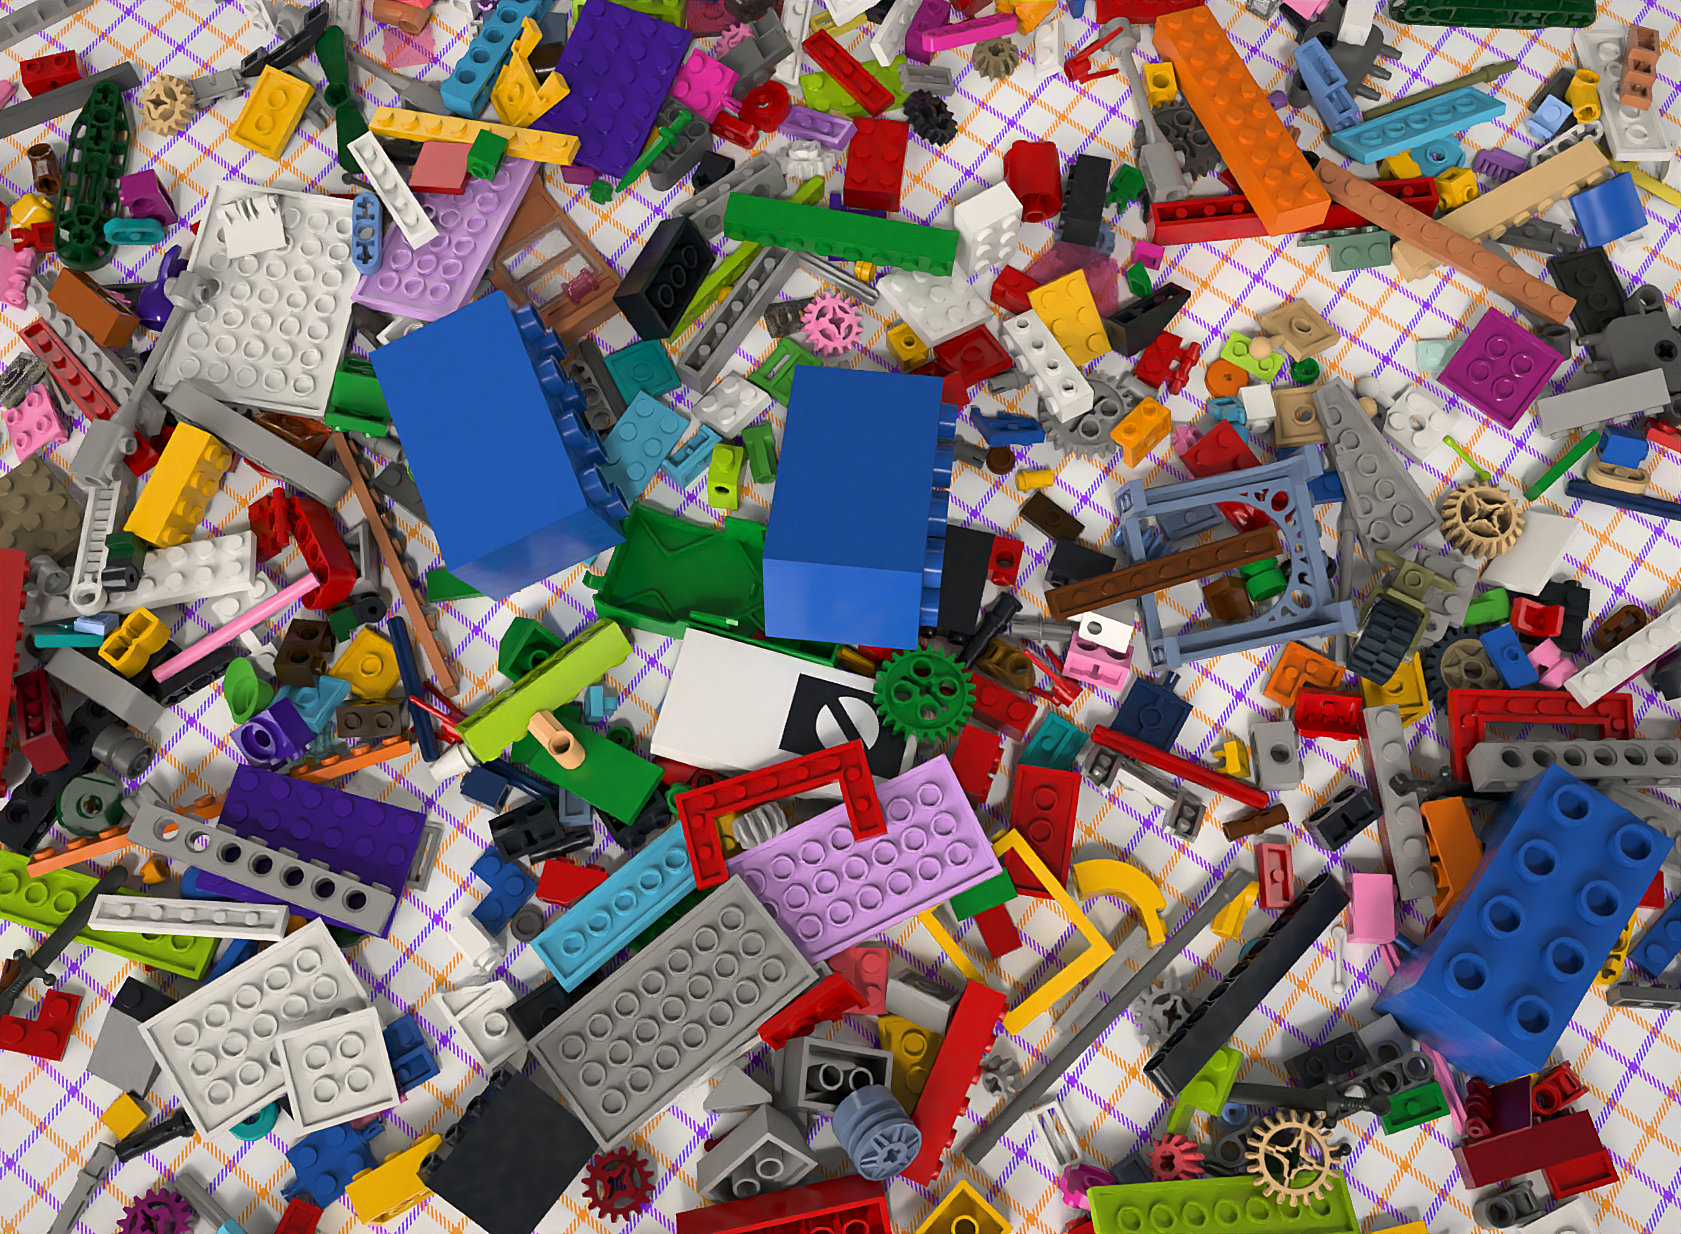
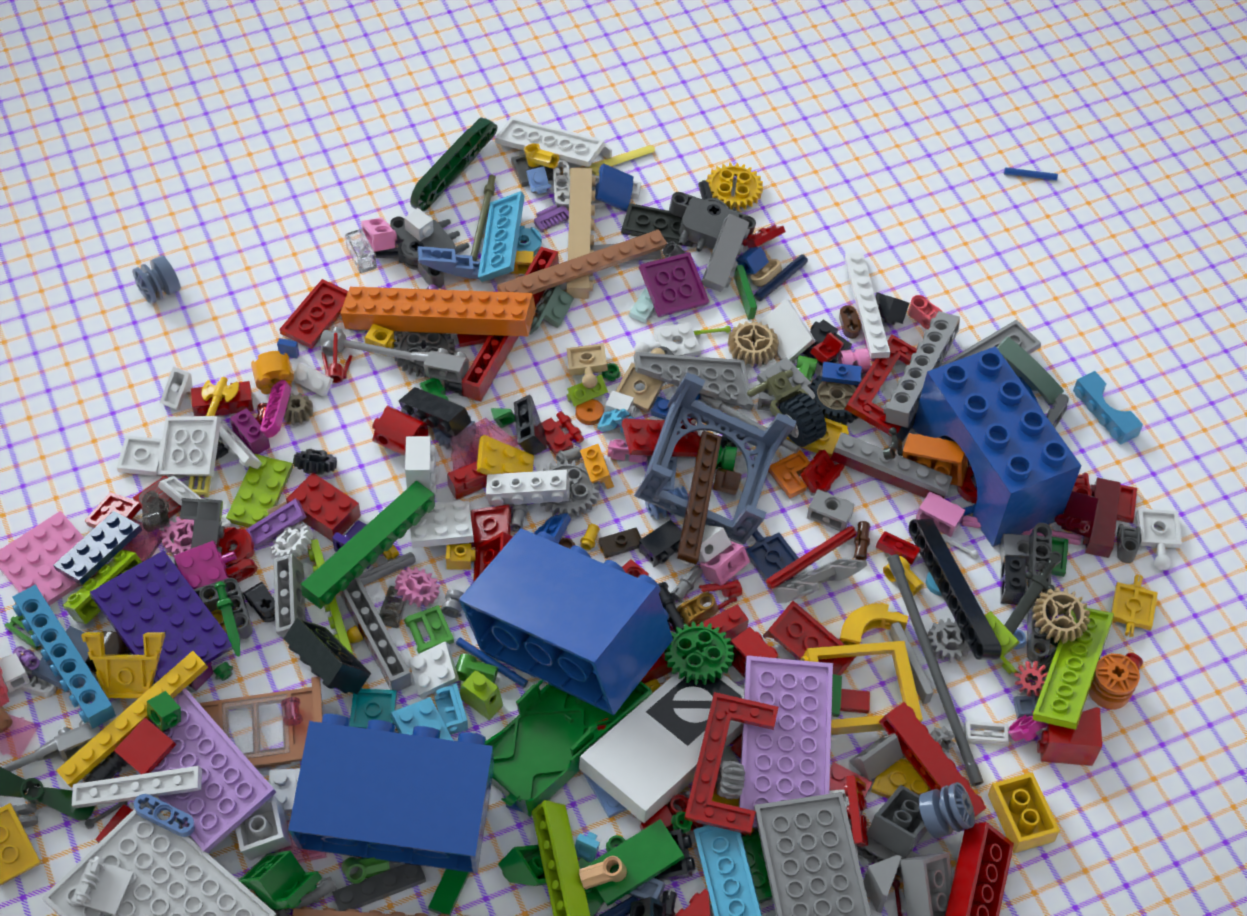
camera: 65 degrees left, 15 degrees down
(369, 323) = (228, 854): clear smoke slope -> none
(848, 73) = (249, 488): red tile -> none
(936, 86) = (287, 452): light grey tile -> none
(1054, 744) = (760, 612): teal plate -> none
(1149, 254) = (485, 404): dark pink tile -> none
(1236, 760) = (820, 529): yellow tile -> none
(1342, 818) = (884, 497): black brick -> none
(1456, 188) = (553, 240): yellow brick -> none
(1541, 237) = (606, 224): dark grey hinge -> none
(1639, 67) = (538, 123): nougat slope -> none

